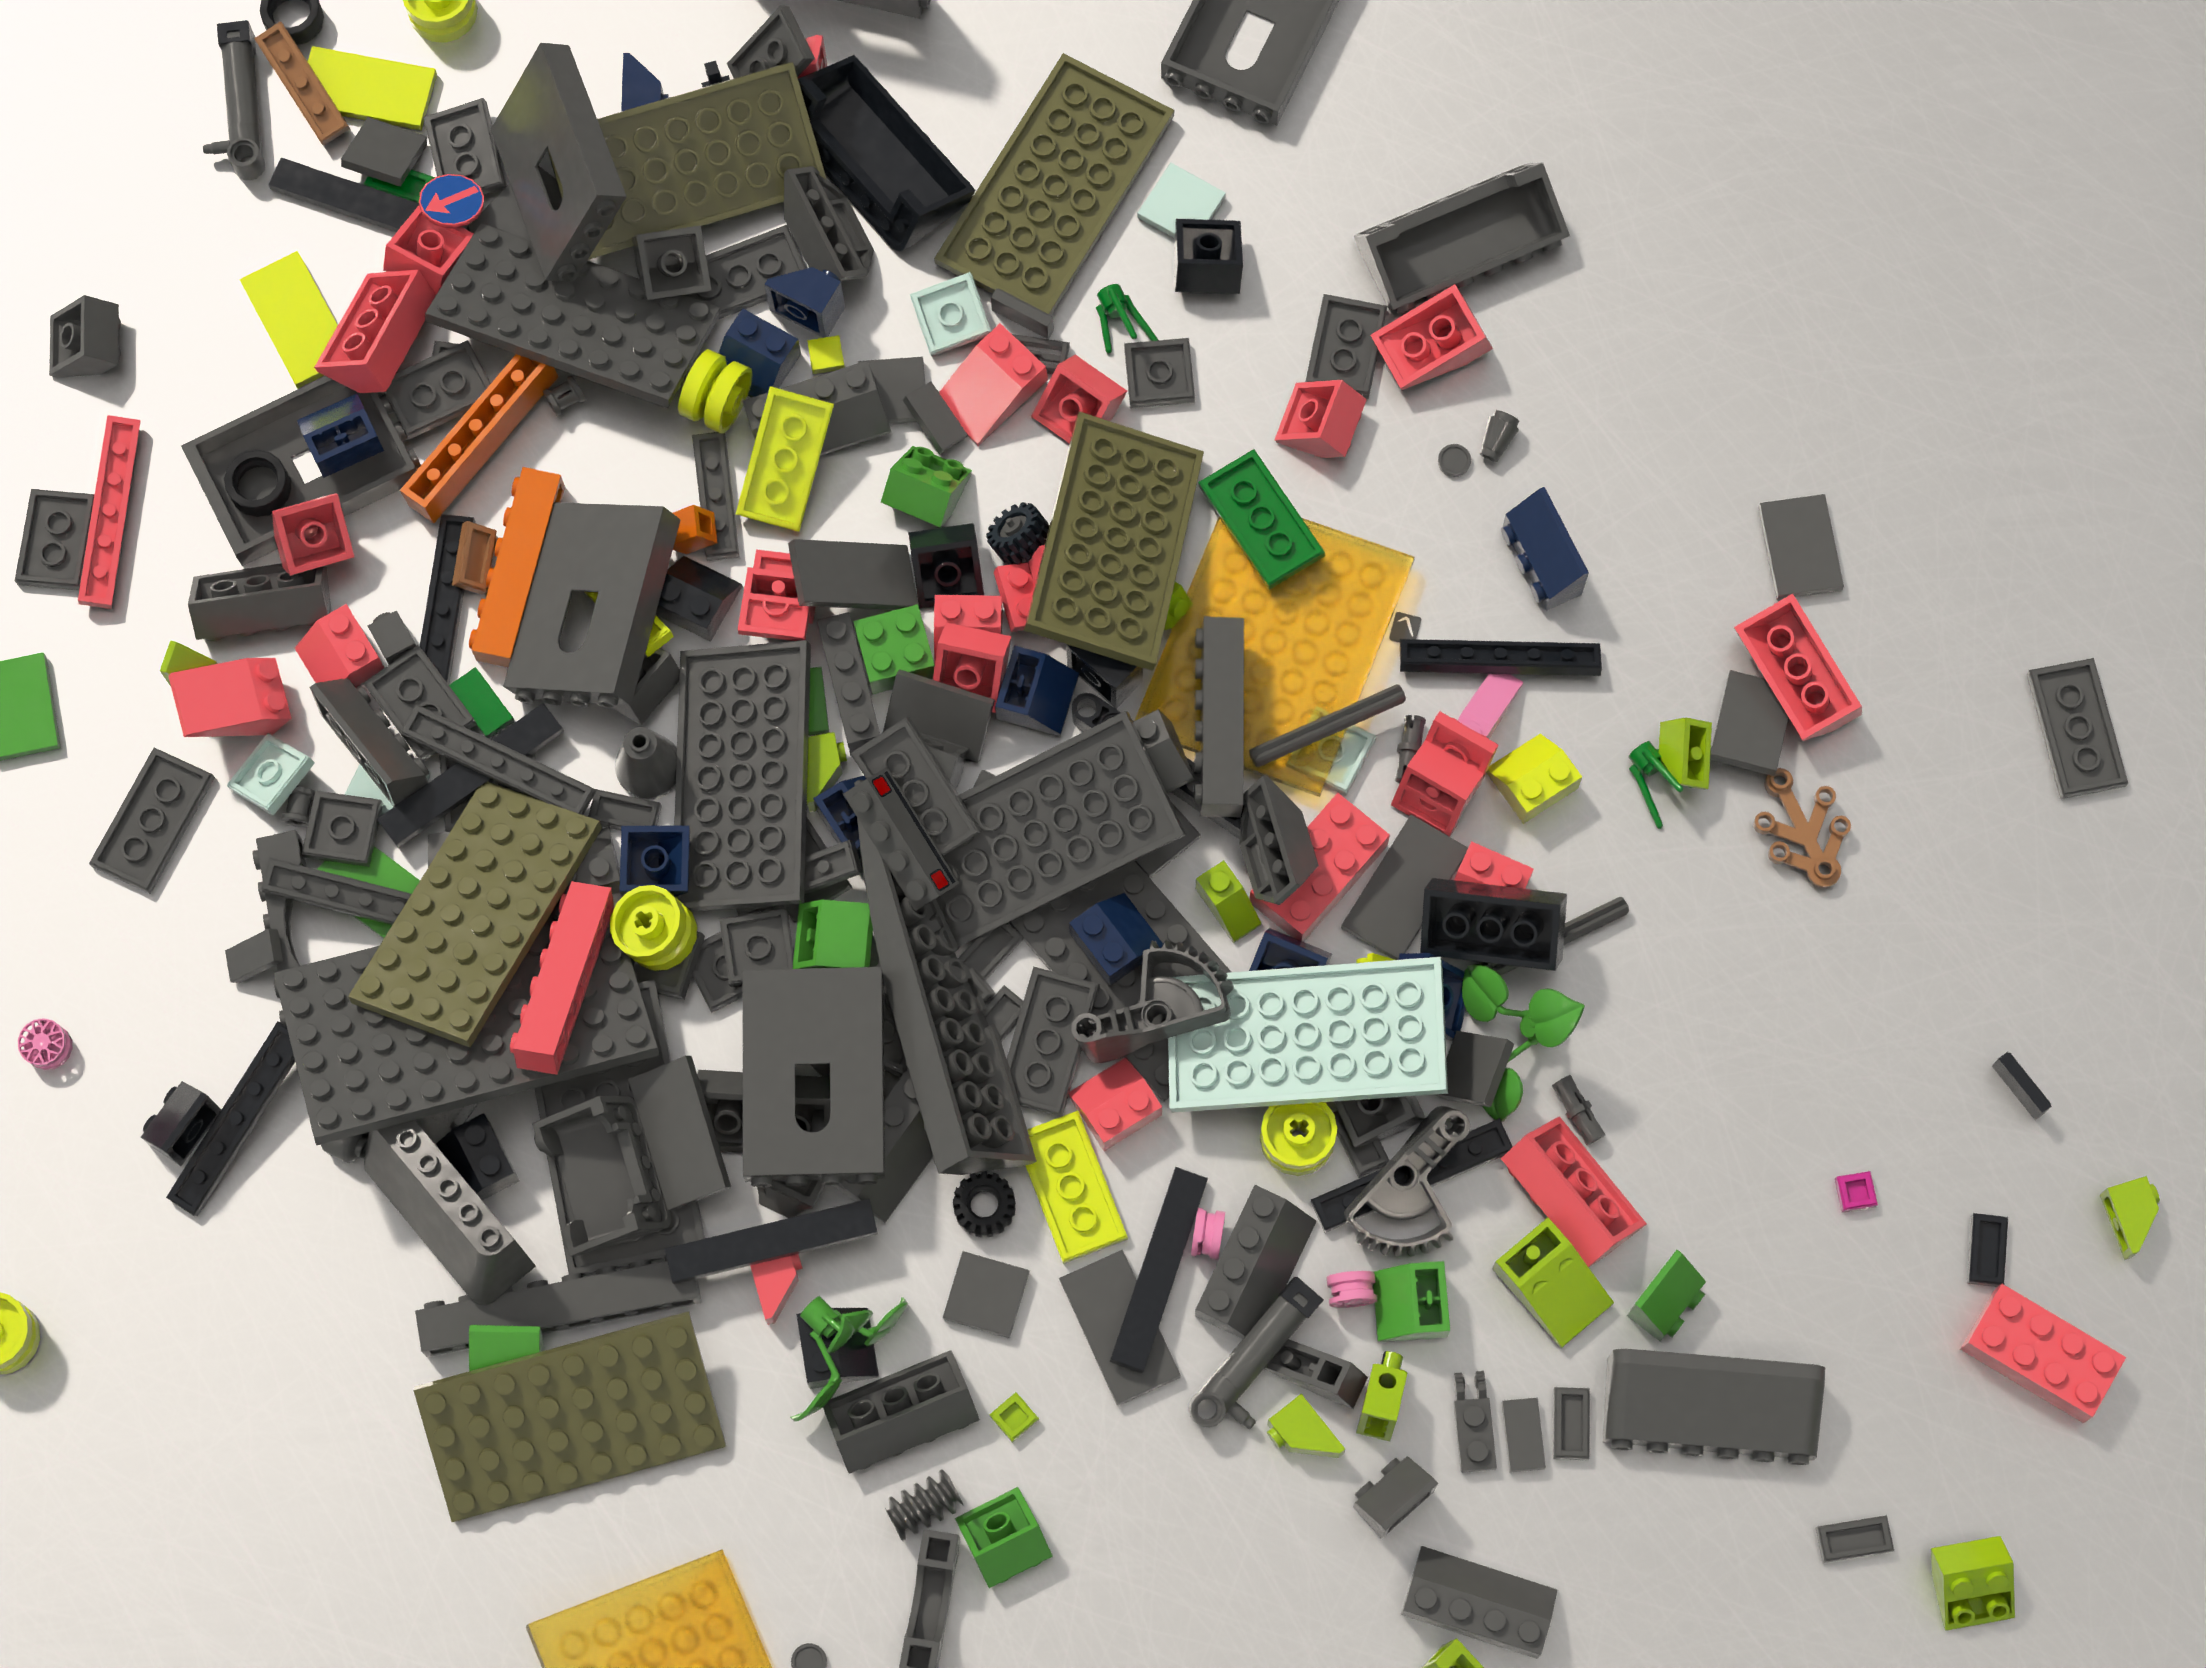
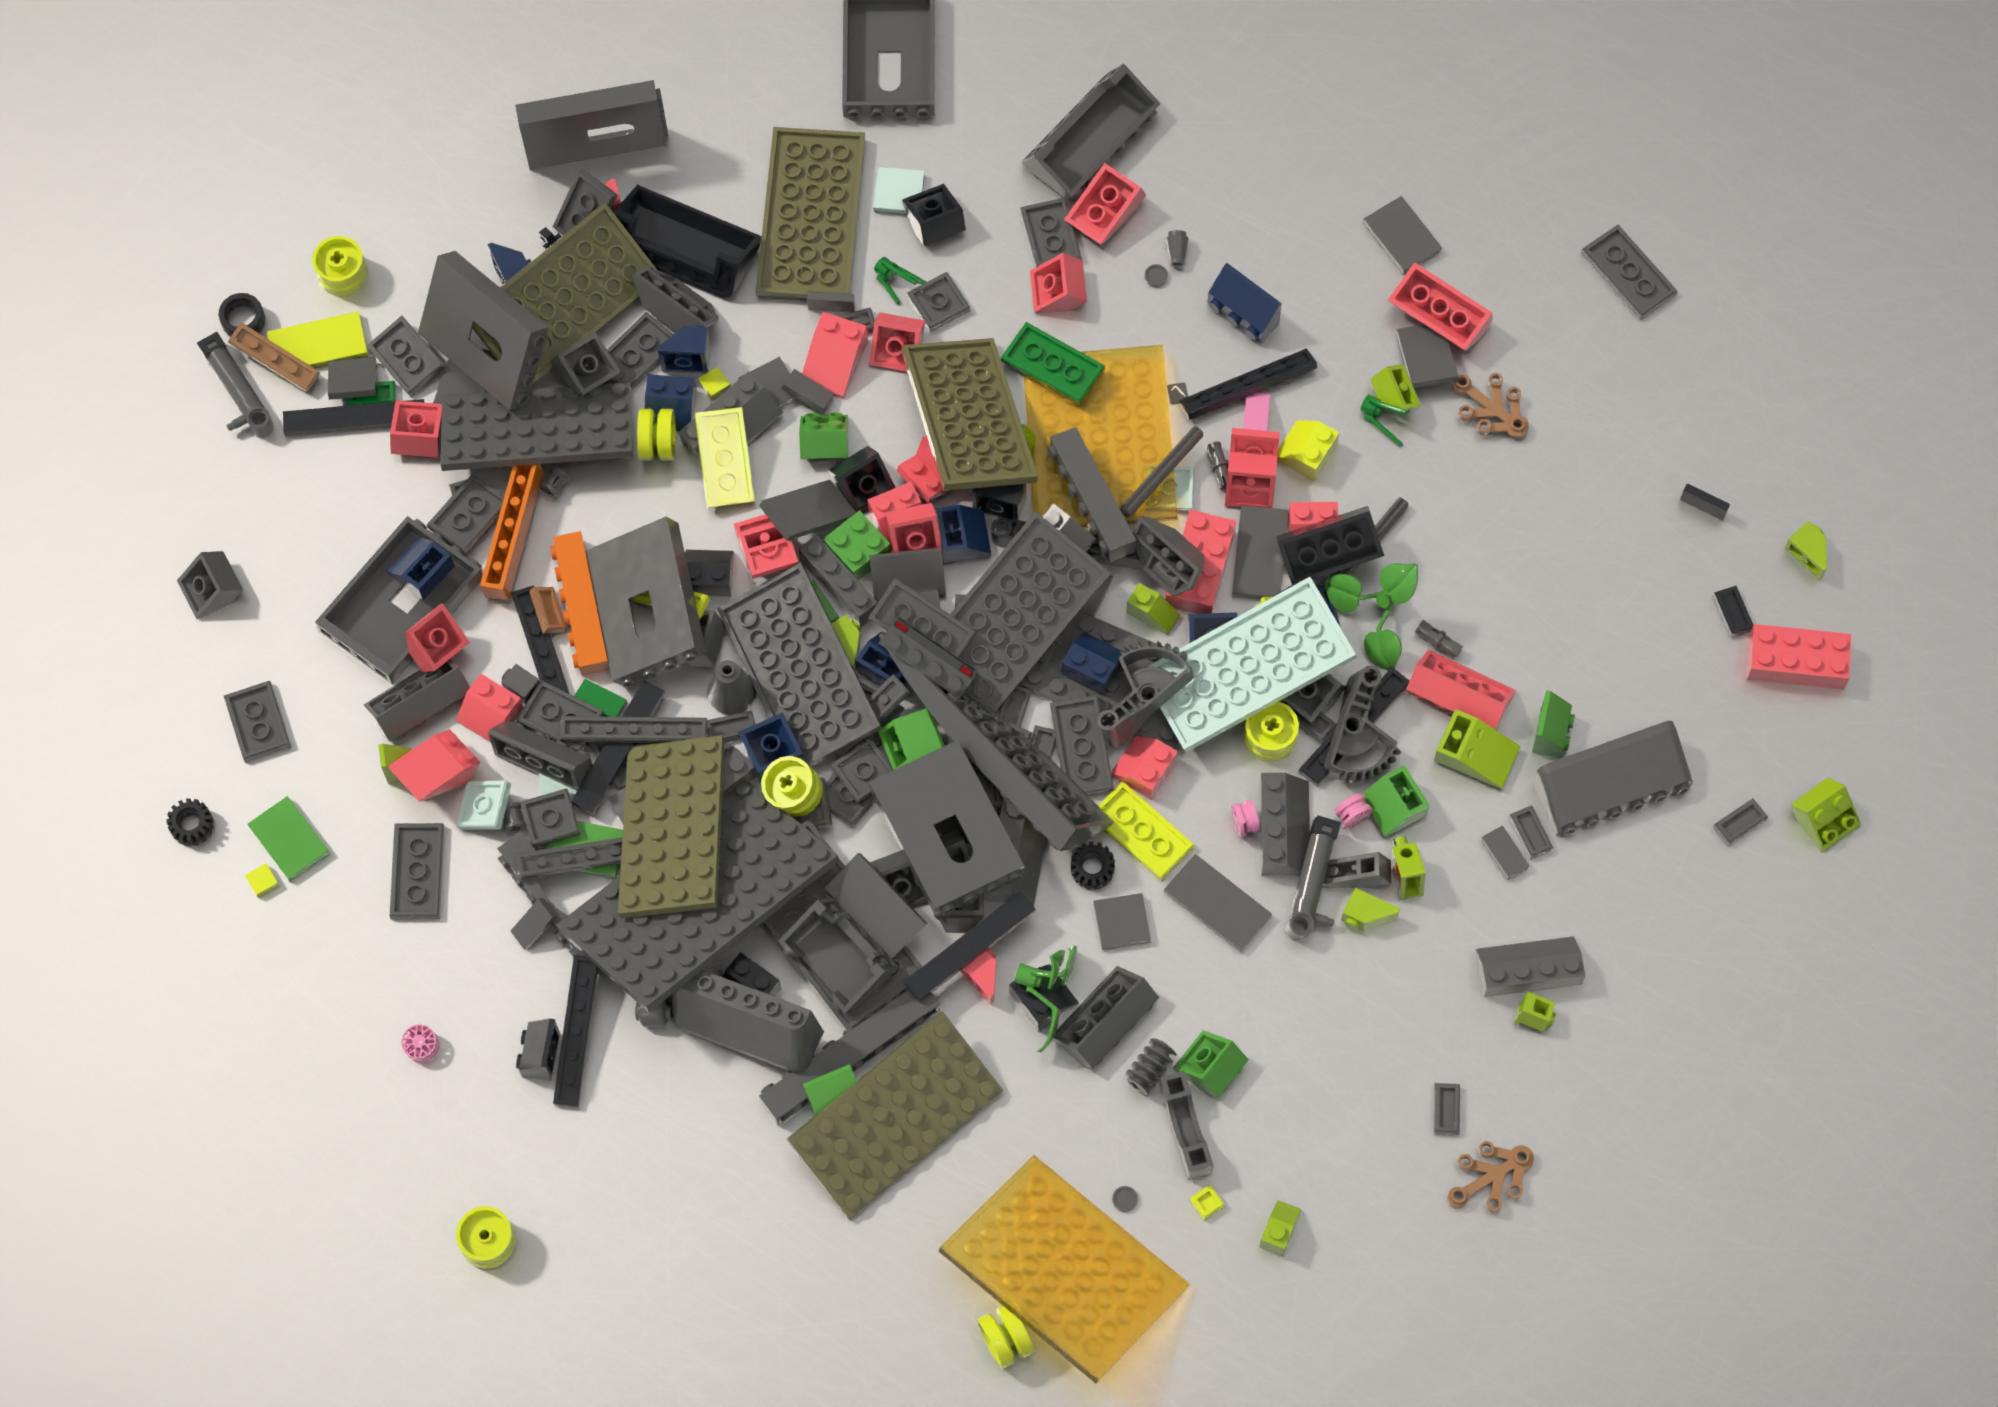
camera: 25 degrees left, 5 degrees down
(109, 512) = (285, 687): coral plate -> none
(246, 462) = (375, 608): black tyre -> none
(292, 314) = (348, 510): neon yellow tile -> none
(377, 330) = (410, 491): coral slope -> none
(451, 201) = (416, 389): blue piece -> none
(562, 978) = (753, 839): coral brick -> none
(695, 529) = (689, 527): orange brick -> none
(716, 492) = (687, 503): dark grey tile -> none
(950, 314) = (784, 322): light aqua tile -> none
(1014, 1417) = (1178, 988): lime tile -> none
(1018, 533) = (901, 439): black wheel -> none
(1158, 1270) = (1225, 855): black tile -> none
(1394, 1496) = (1444, 924): dark grey slope -> none
(1474, 1426) = (1471, 860): dark grey hinge -> none
(1476, 1067) = (1366, 639): dark grey tile -> none
(1856, 1191) = (1635, 612): dark pink tile -> none

